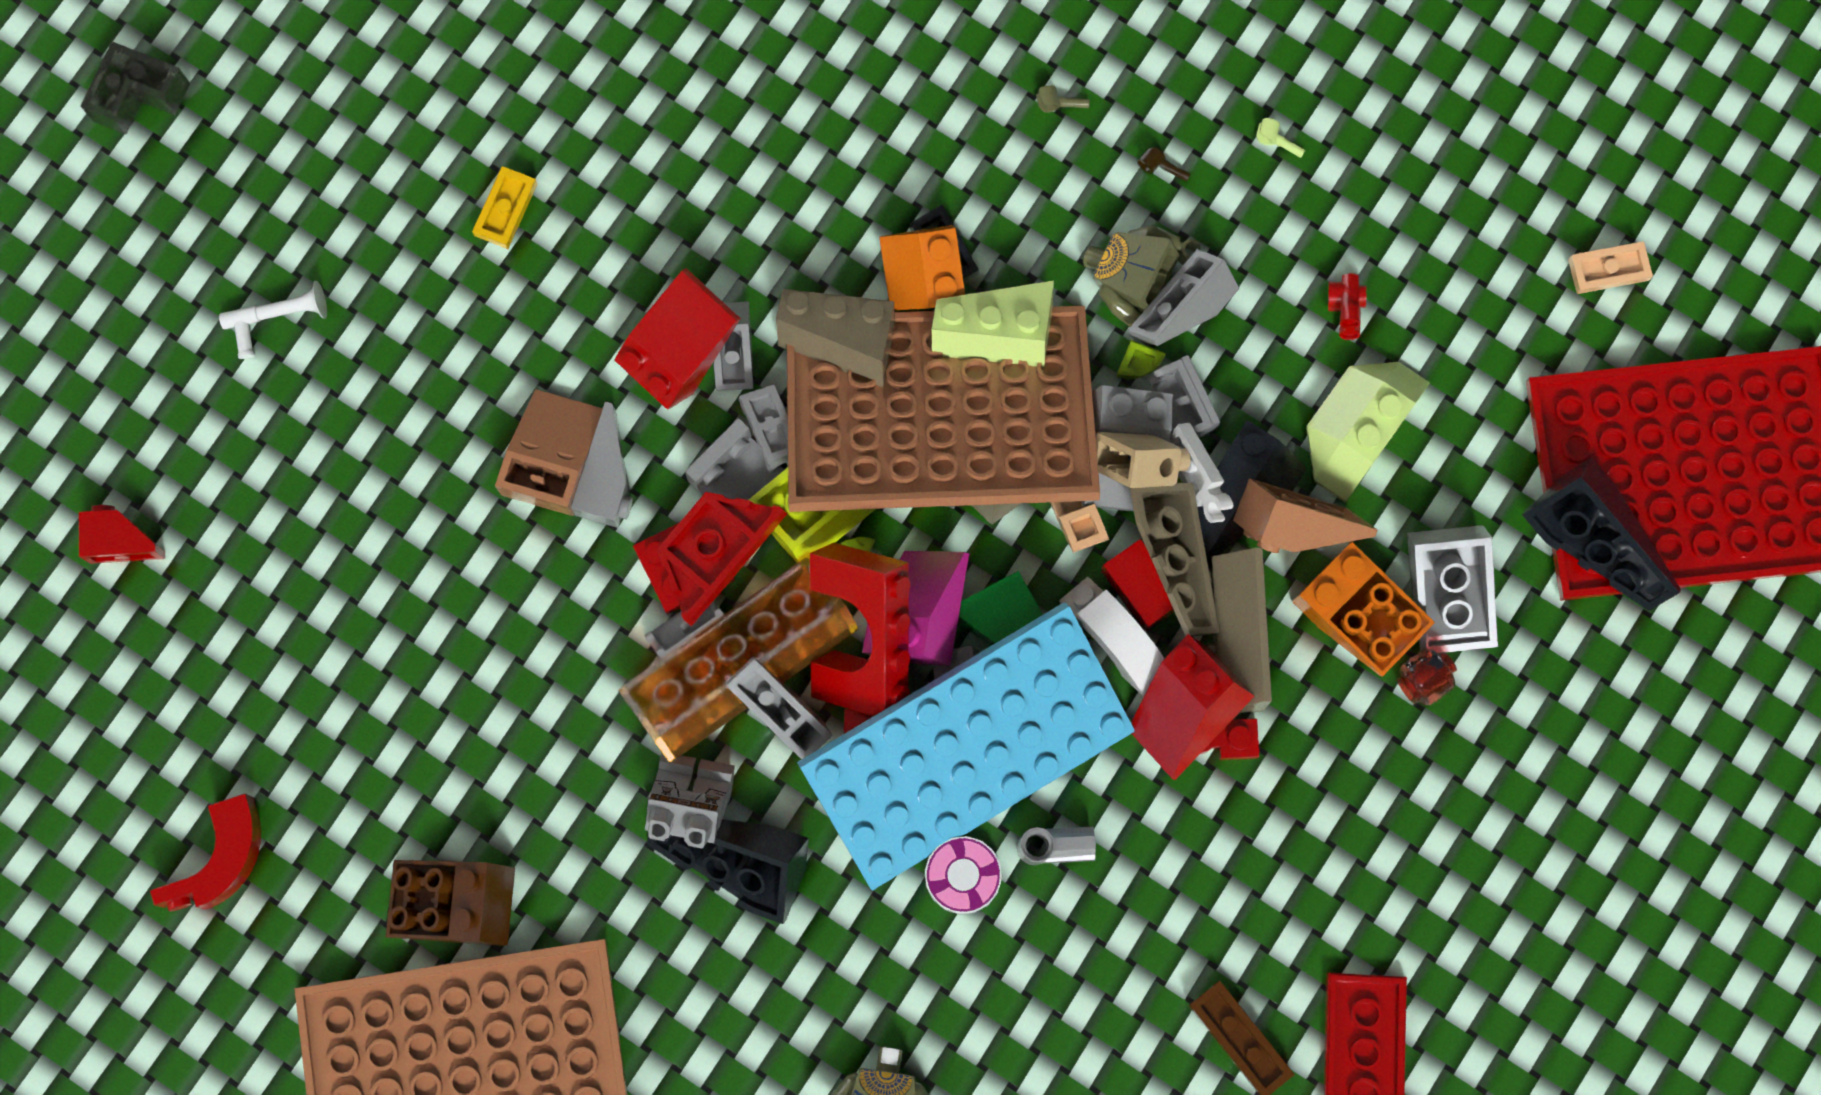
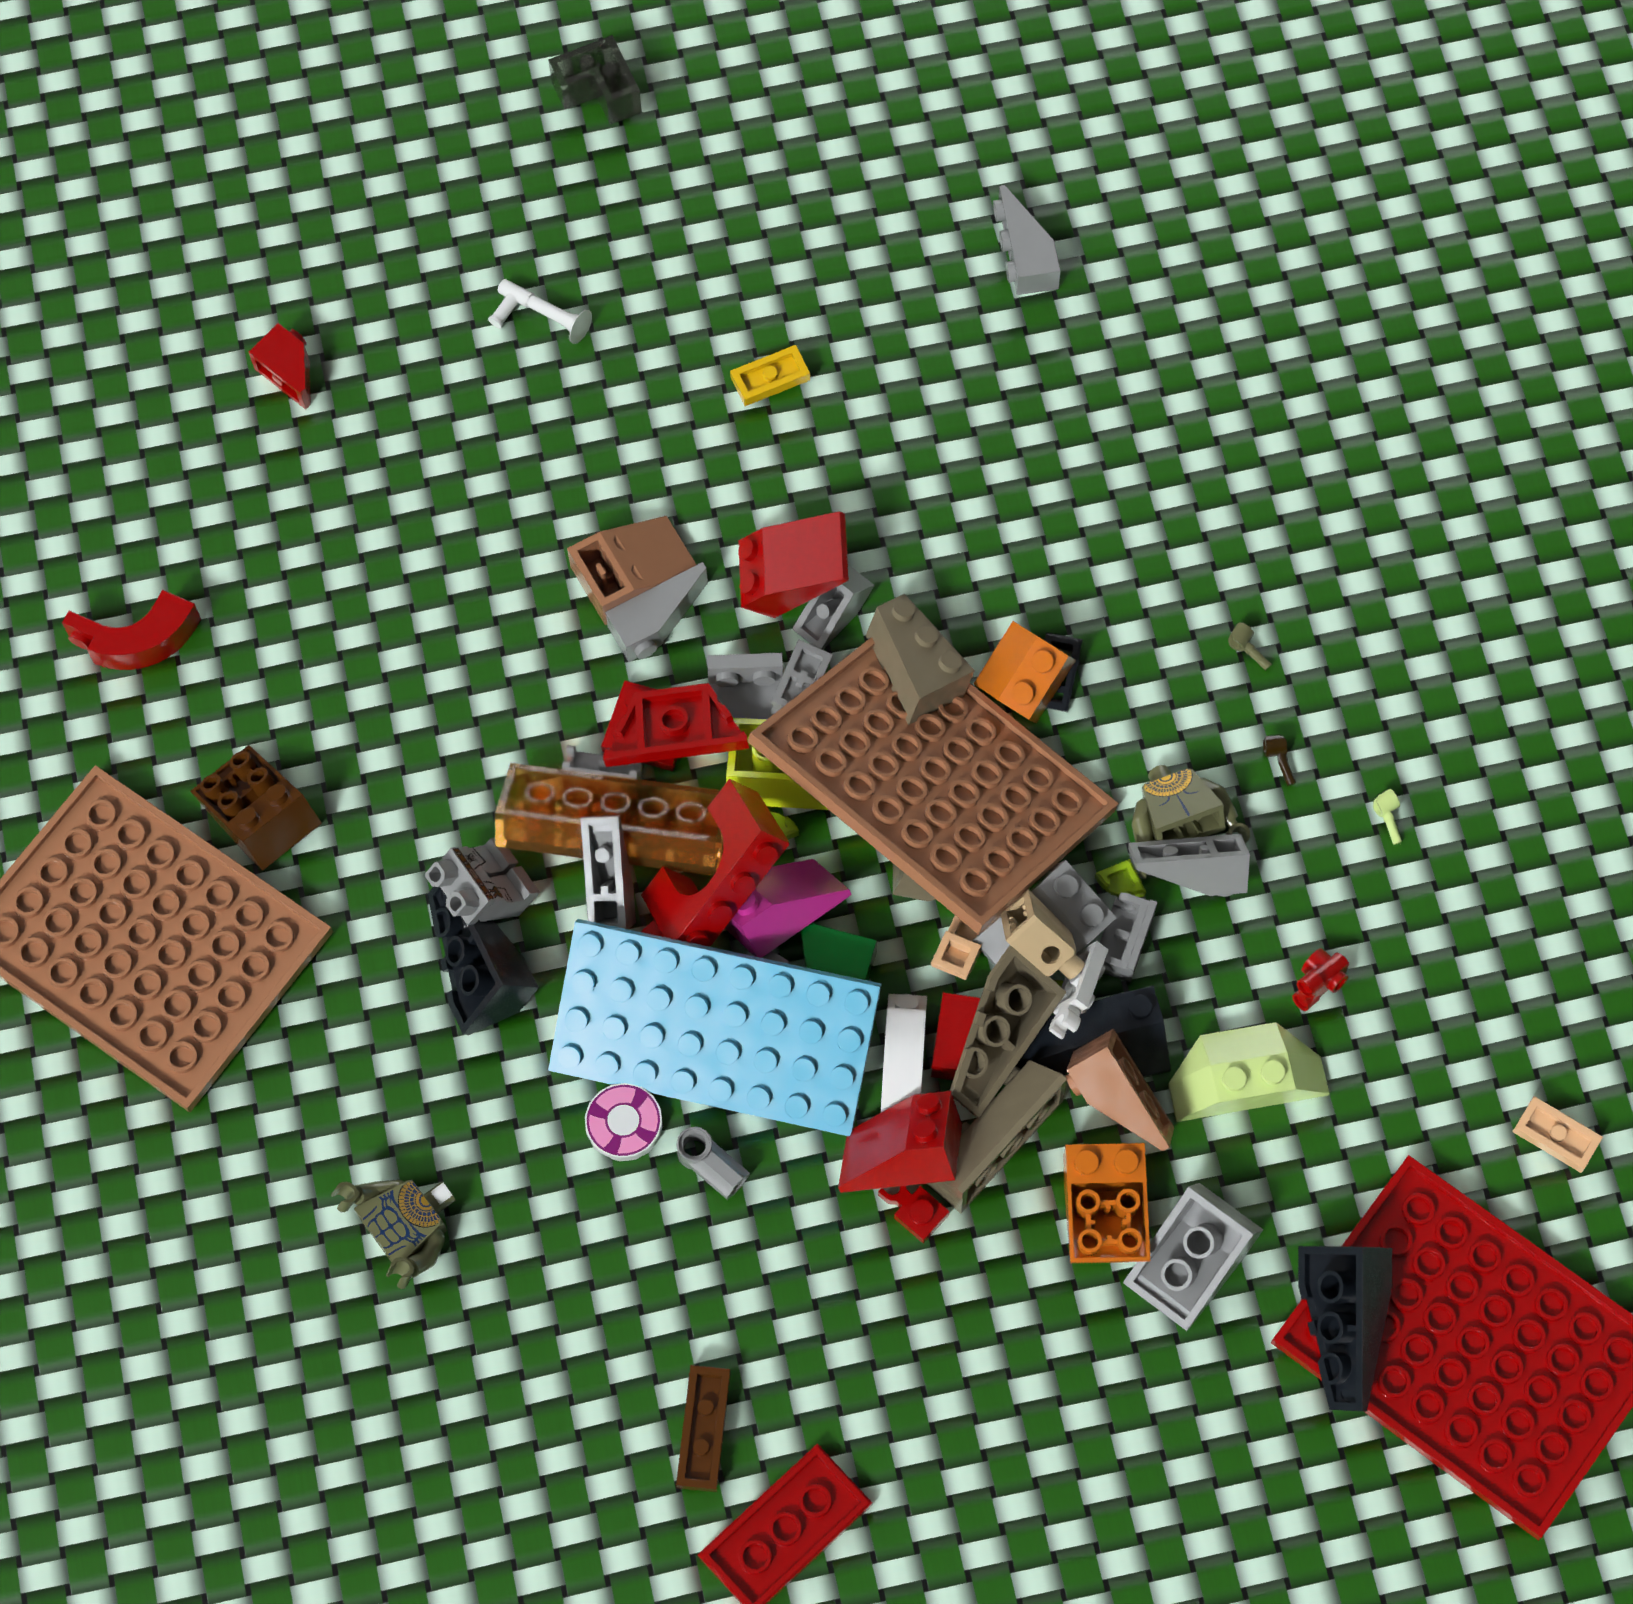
camera: 45 degrees right, 10 degrees down
(995, 324) = (1035, 754): yellowish green wedge -> none
(1427, 677) = (1108, 1299): clear red head -> none

